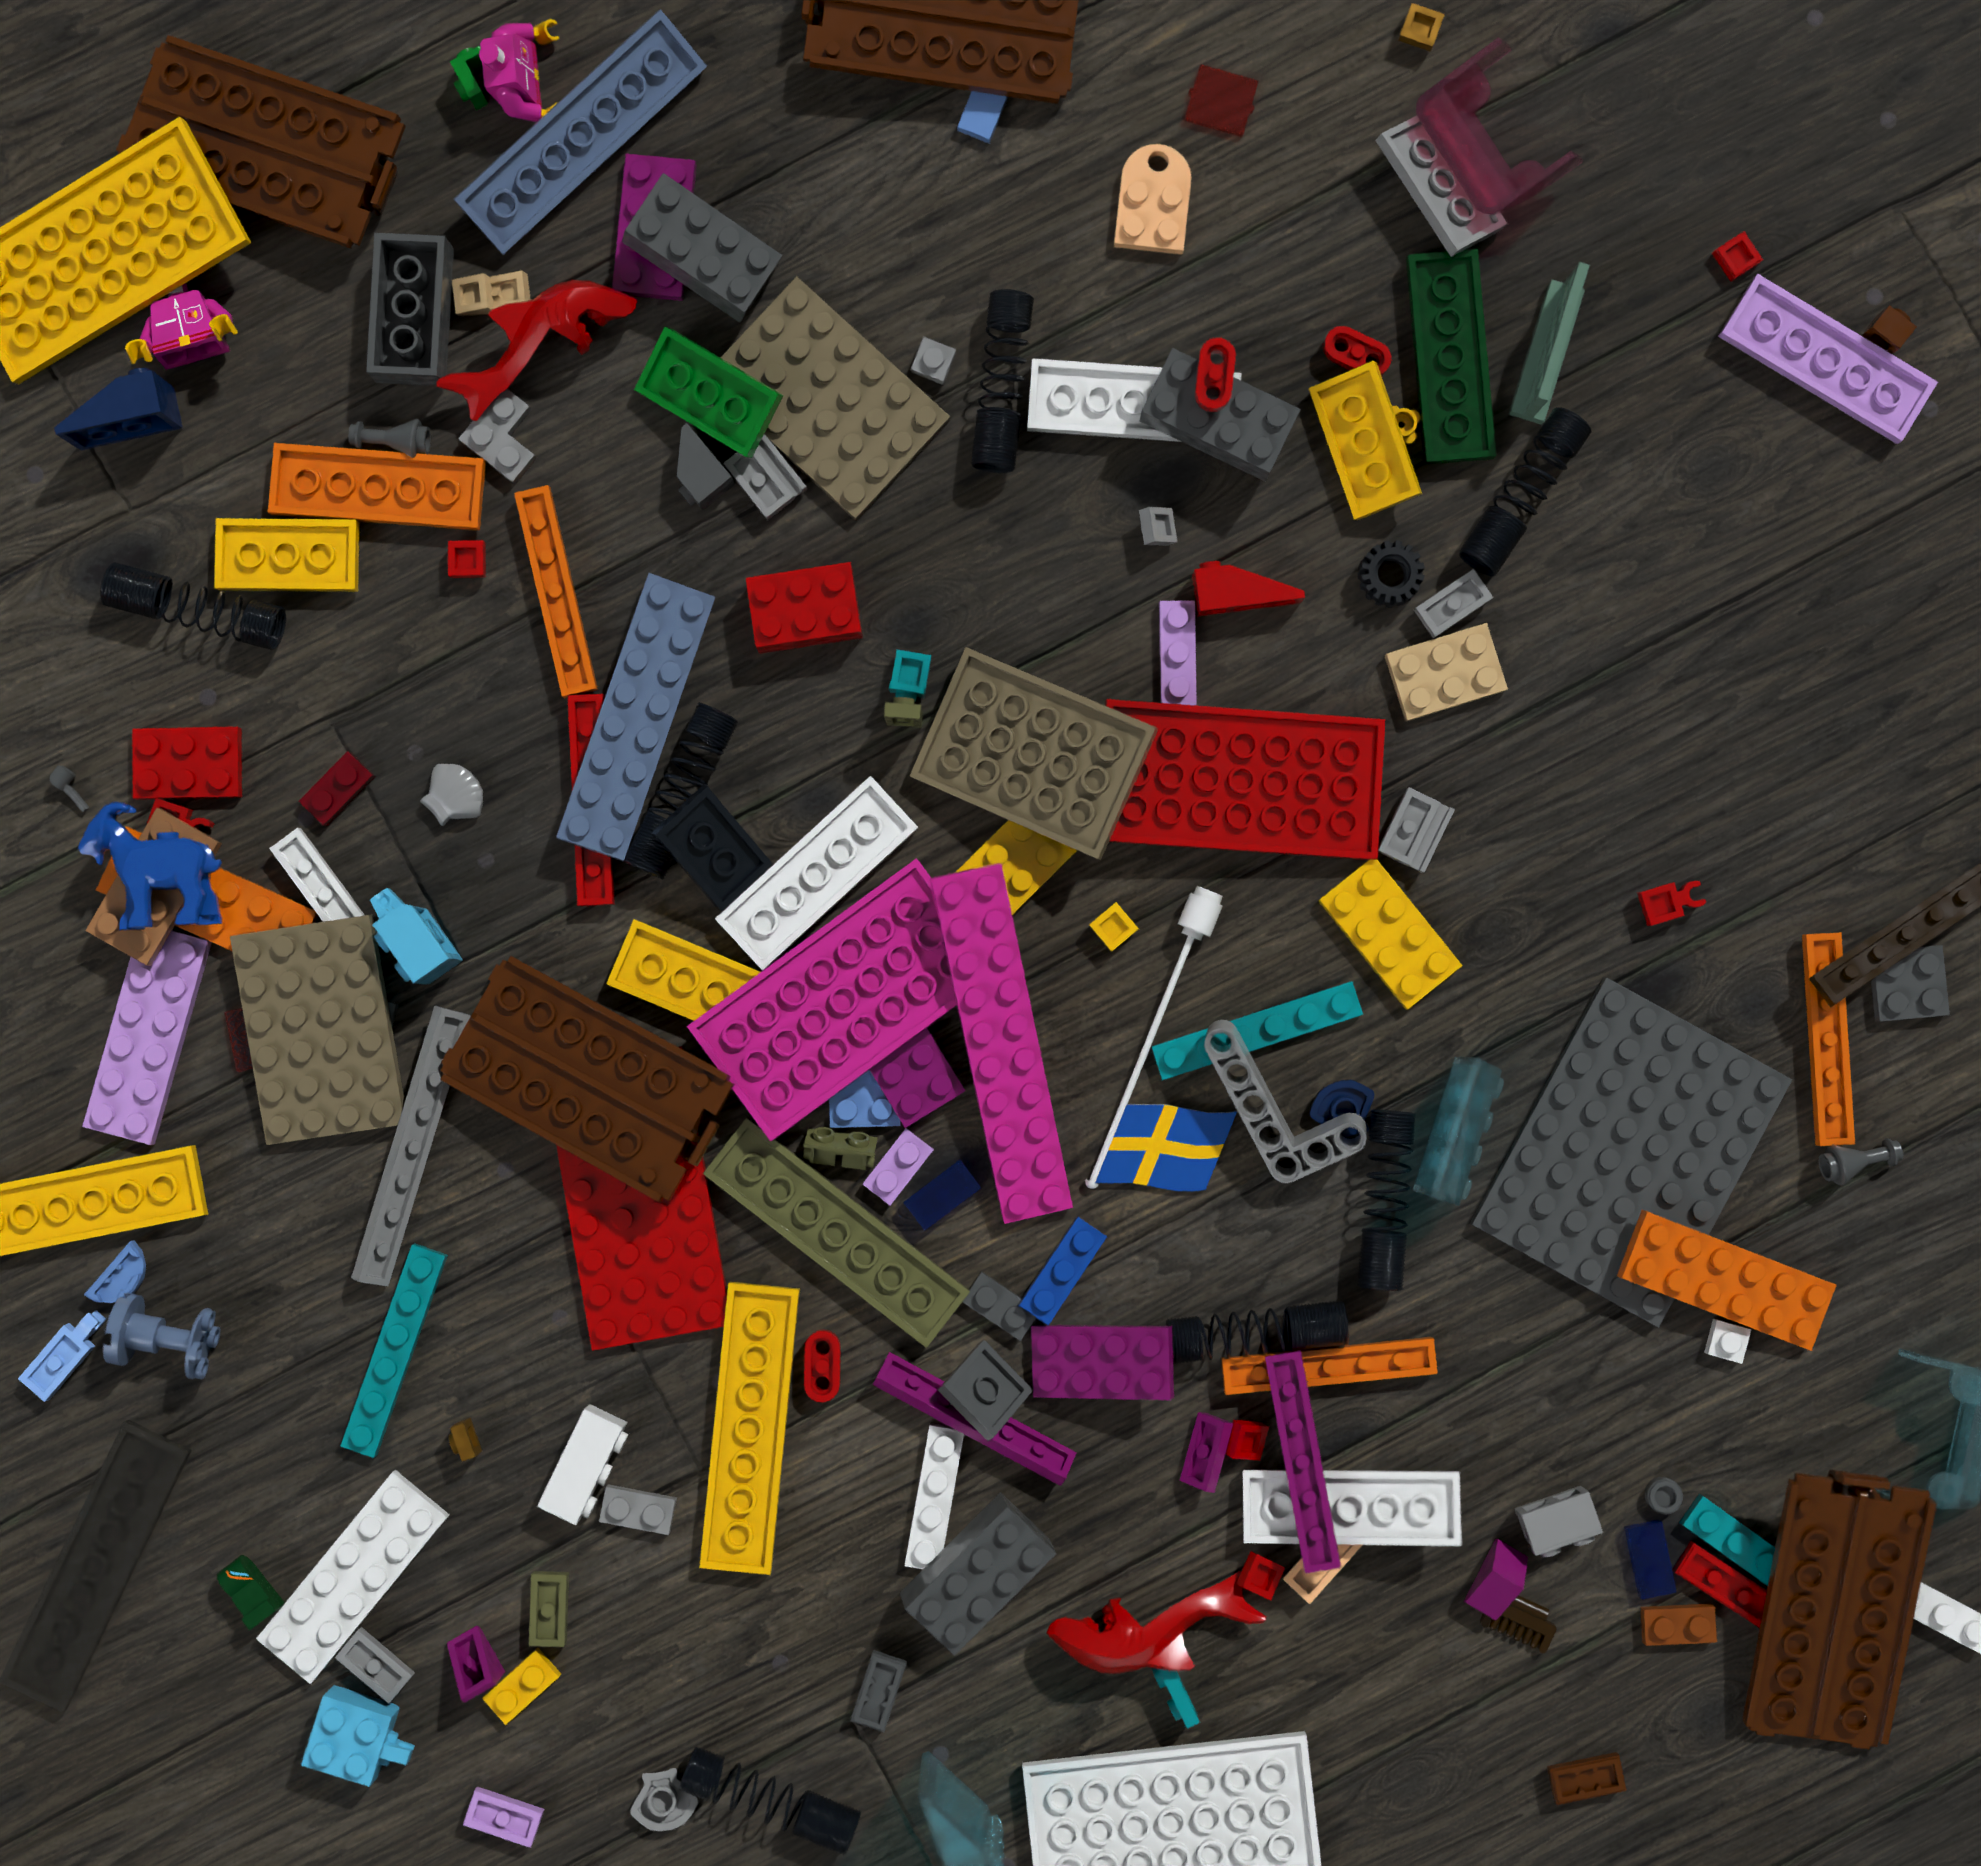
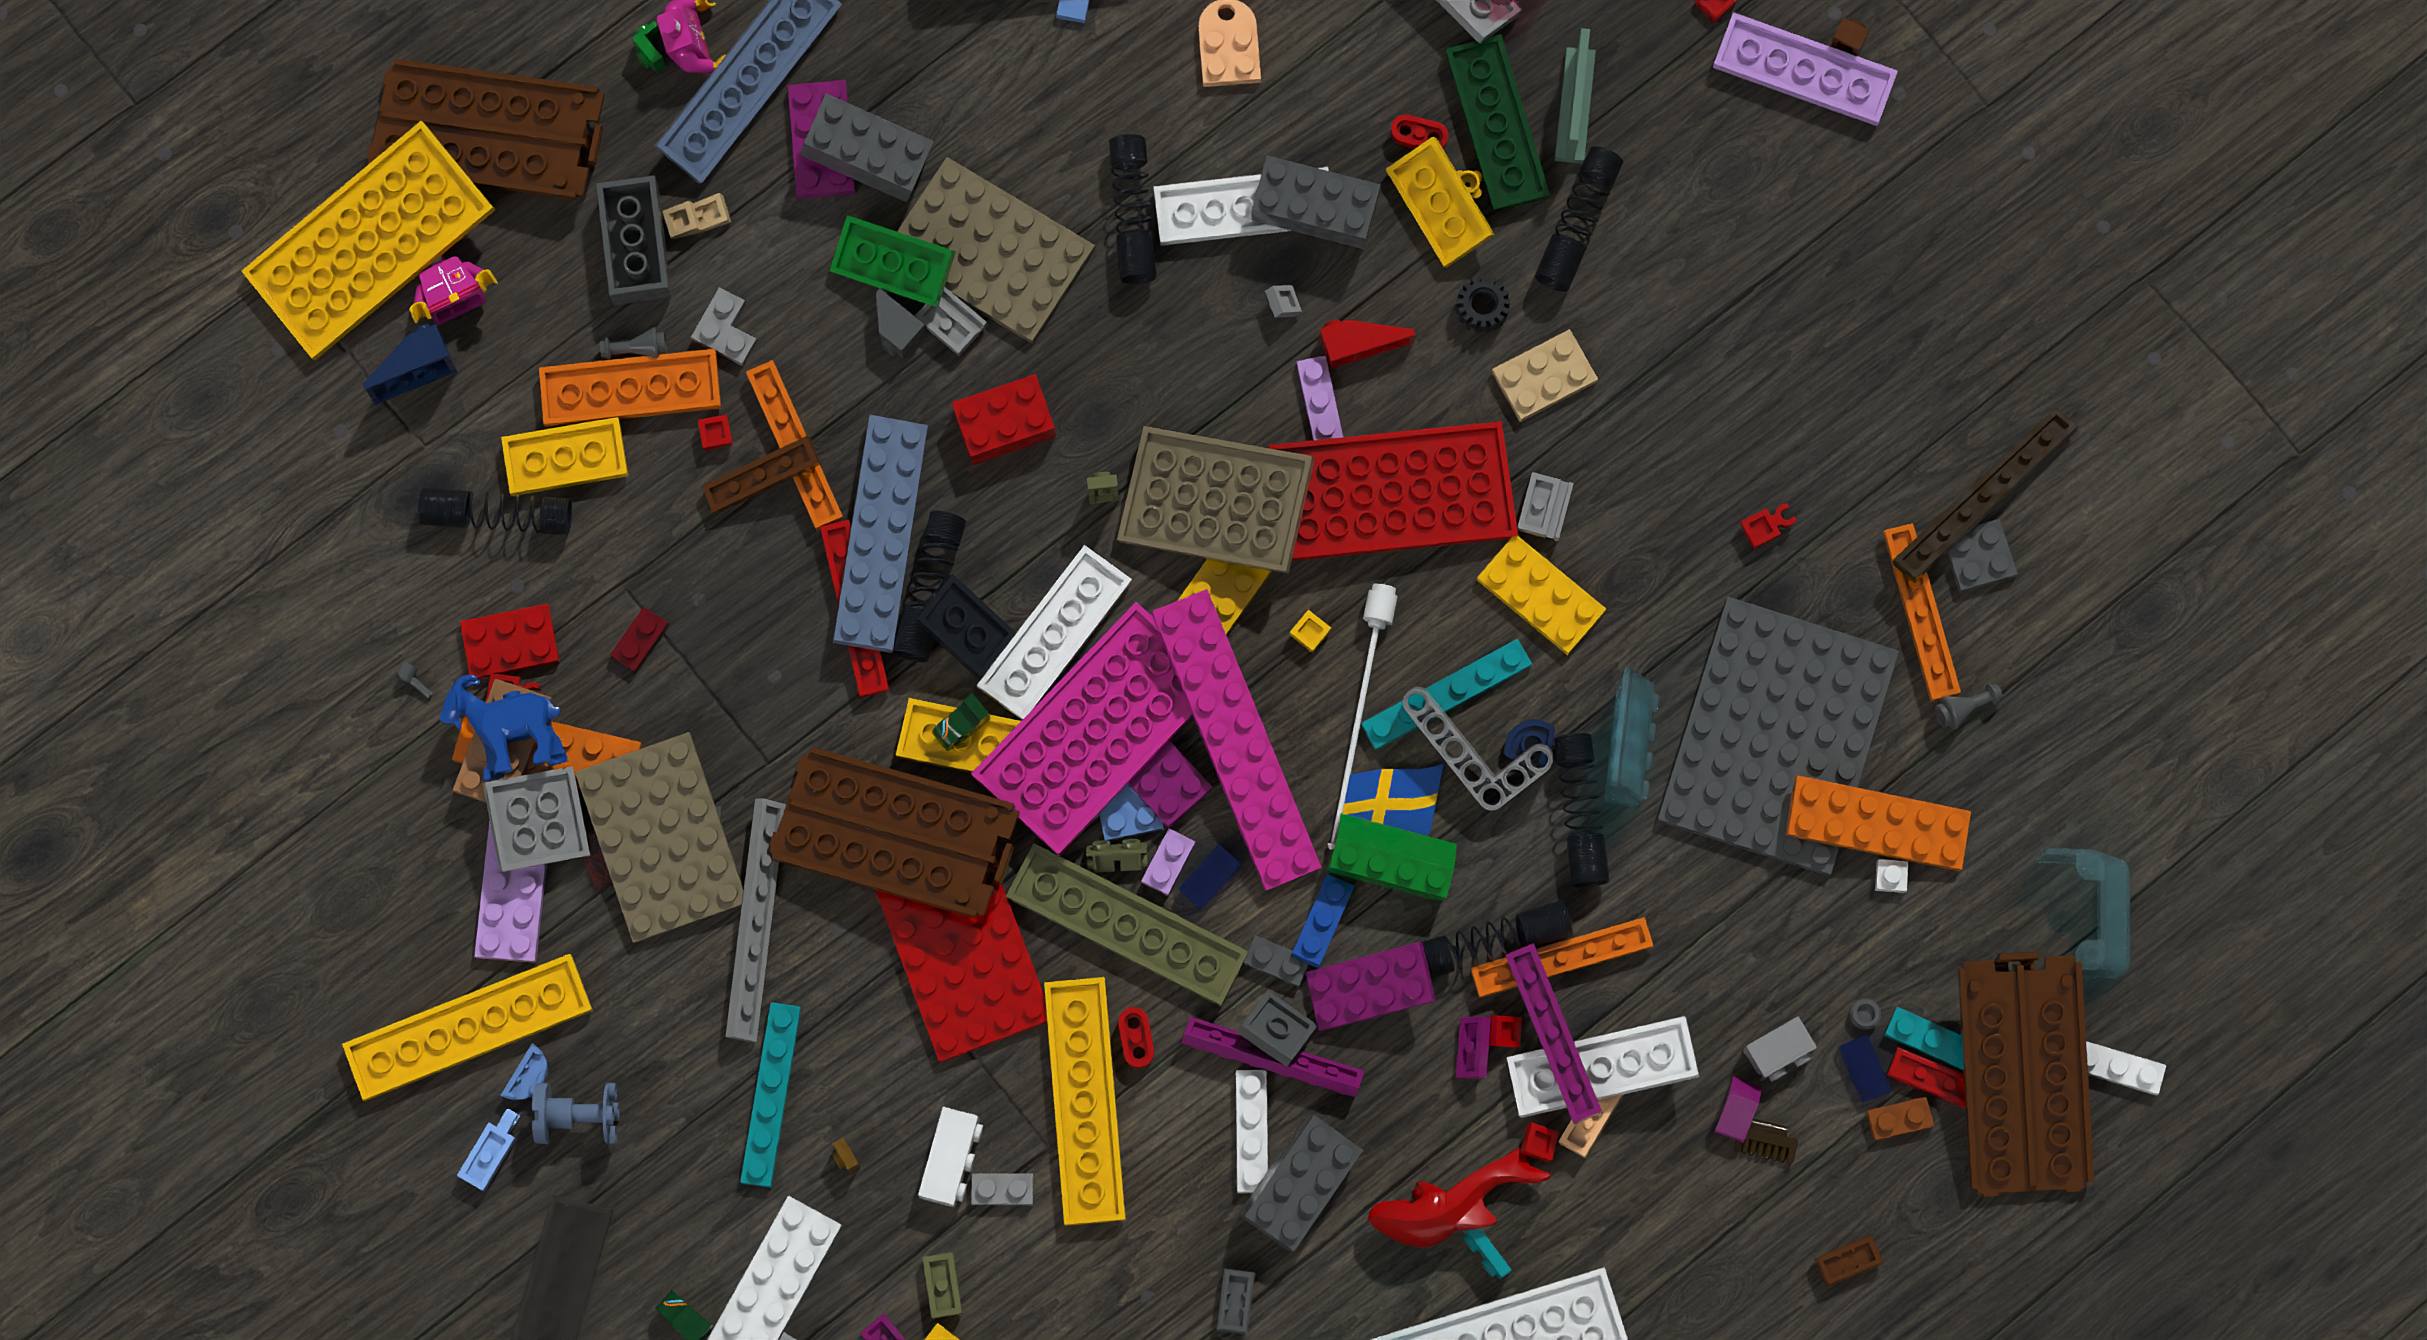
camera: 10 degrees left, 10 degrees down
(174, 984) = (536, 819): none -> light grey plate
(314, 877) = (633, 713): white plate -> none
(413, 939) = (729, 745): medium azure hinge -> none
(453, 793) = (738, 625): light grey animal -> none
(509, 621) = (761, 475): none -> reddish brown plate
(526, 327) = (734, 234): red piece -> none
(687, 963) = (961, 723): none -> dark green leg
(910, 674) = (1101, 456): teal bracket -> none
(933, 360) = (1072, 203): light grey plate -> none
(1157, 1213) = (1392, 858): none -> green slope
(1215, 375) = (1305, 170): red plate -> none
(1453, 603) = (1539, 318): light grey plate -> none

